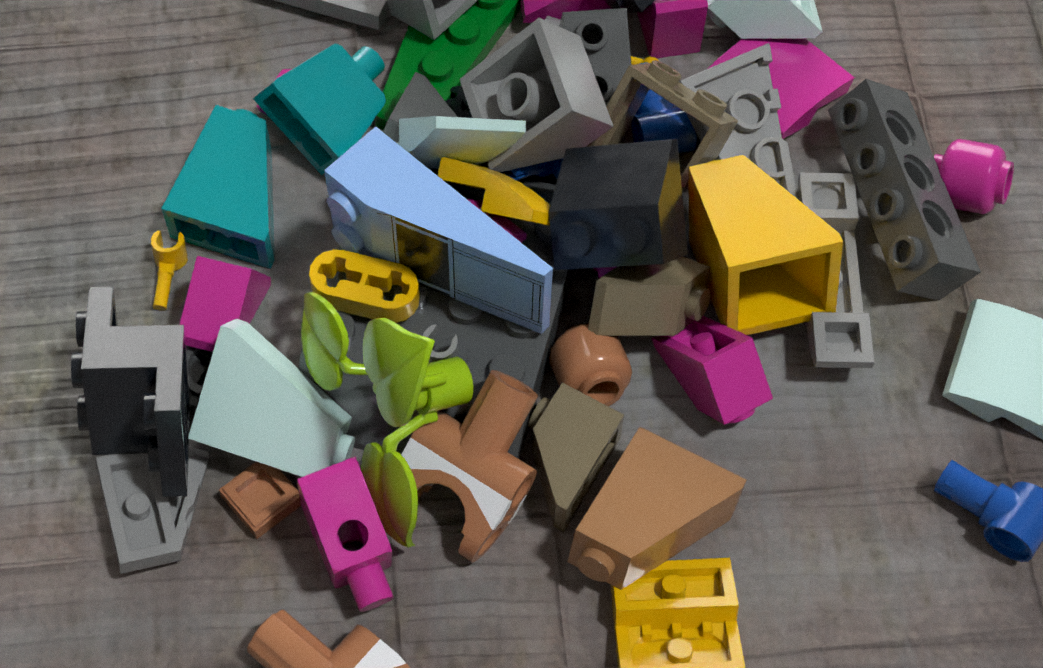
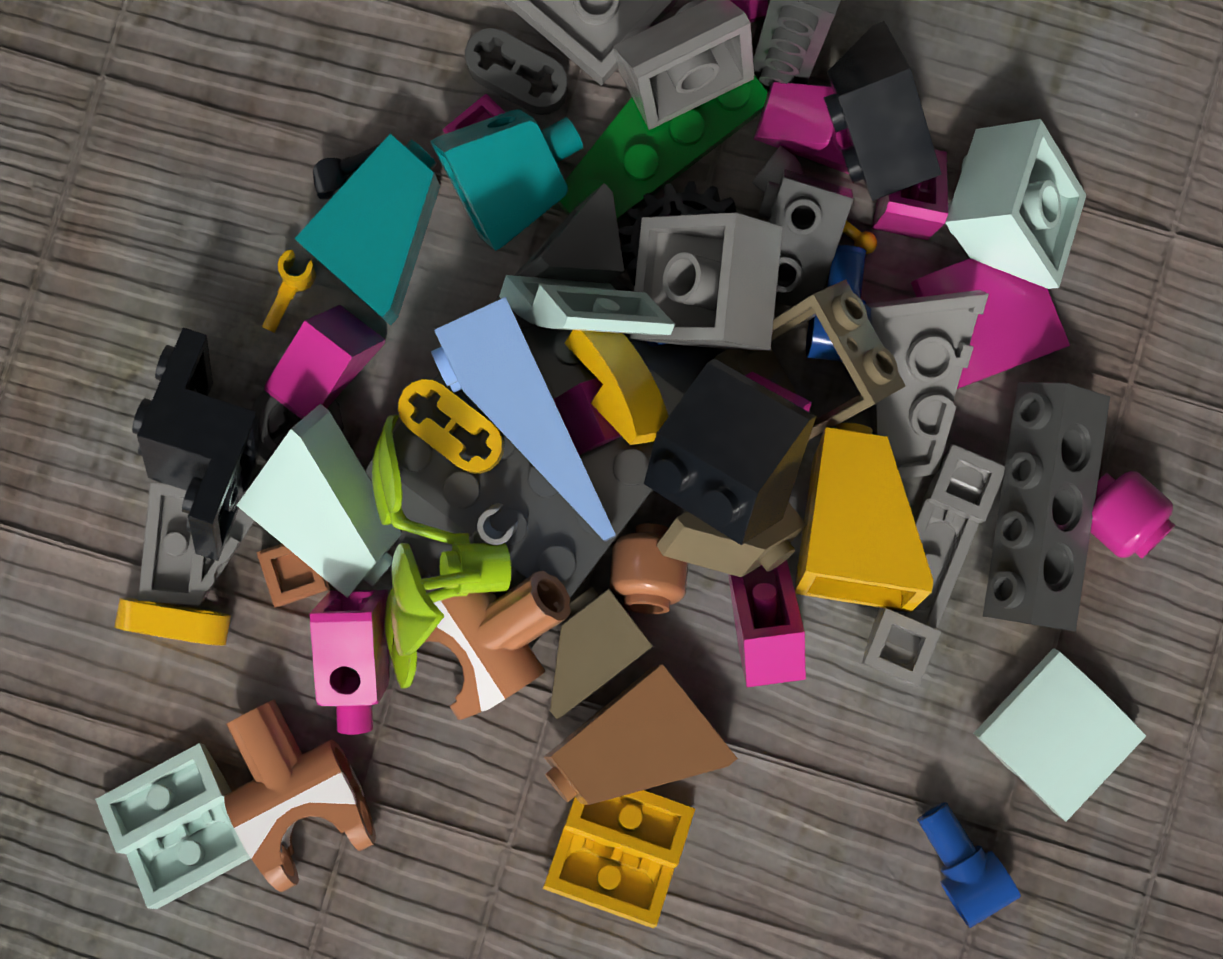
camera: 25 degrees right, 25 degrees up
(159, 578) = (172, 621): none -> yellow beam
(170, 165) = (331, 172): none -> black hand
(303, 38) = (523, 60): none -> dark grey beam

